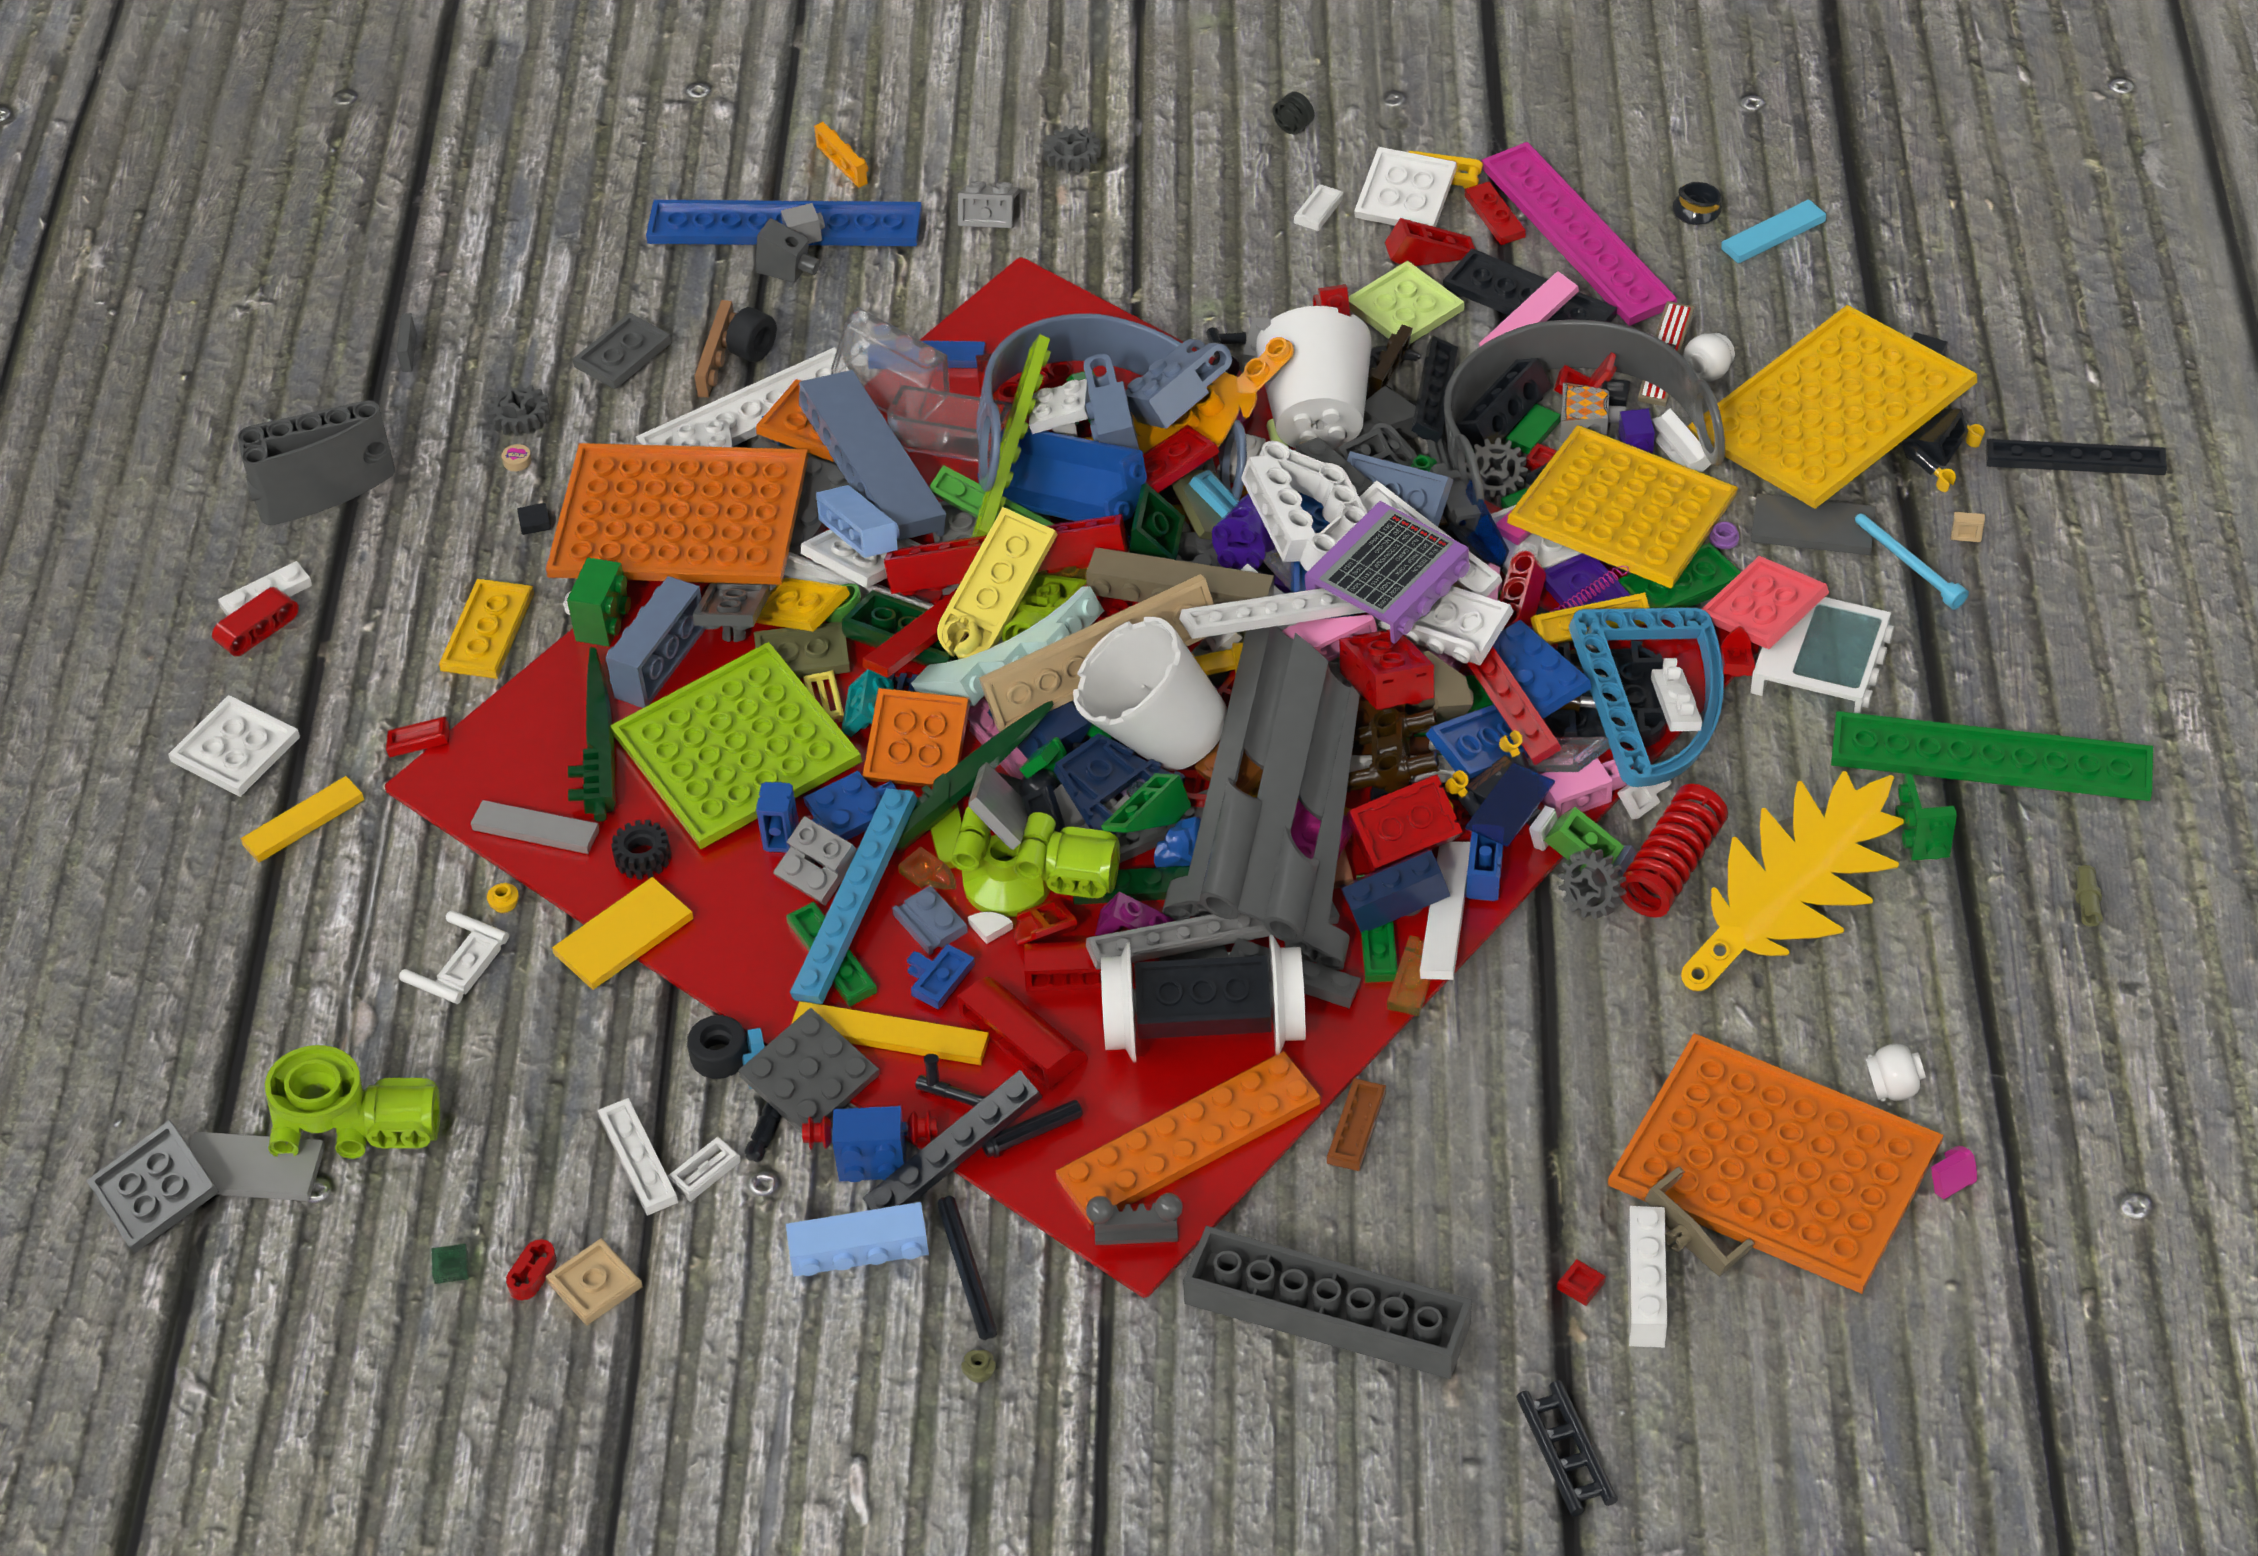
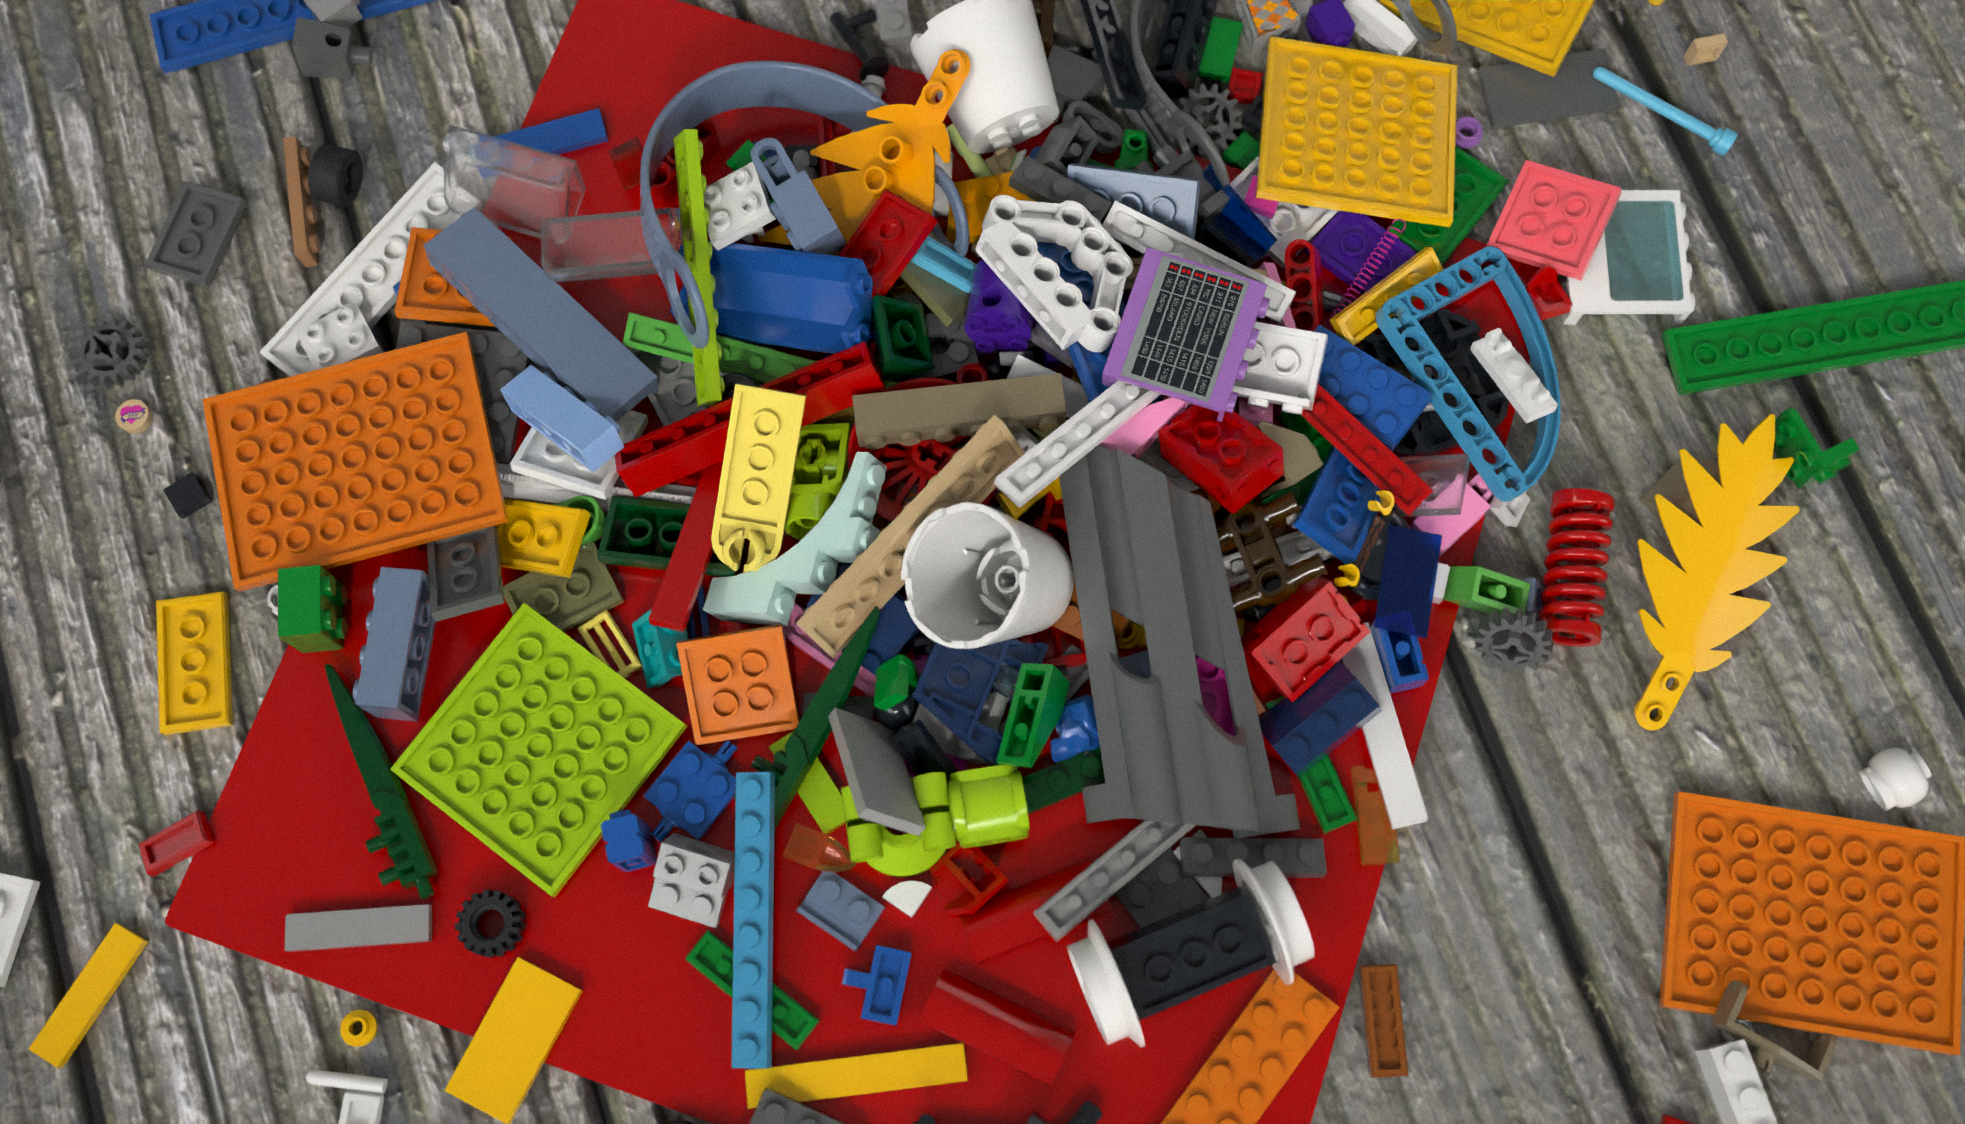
camera: 20 degrees left, 25 degrees up
(1129, 913) = (1060, 843): magenta bracket -> none
(1176, 383) = (859, 142): sand blue brick -> none

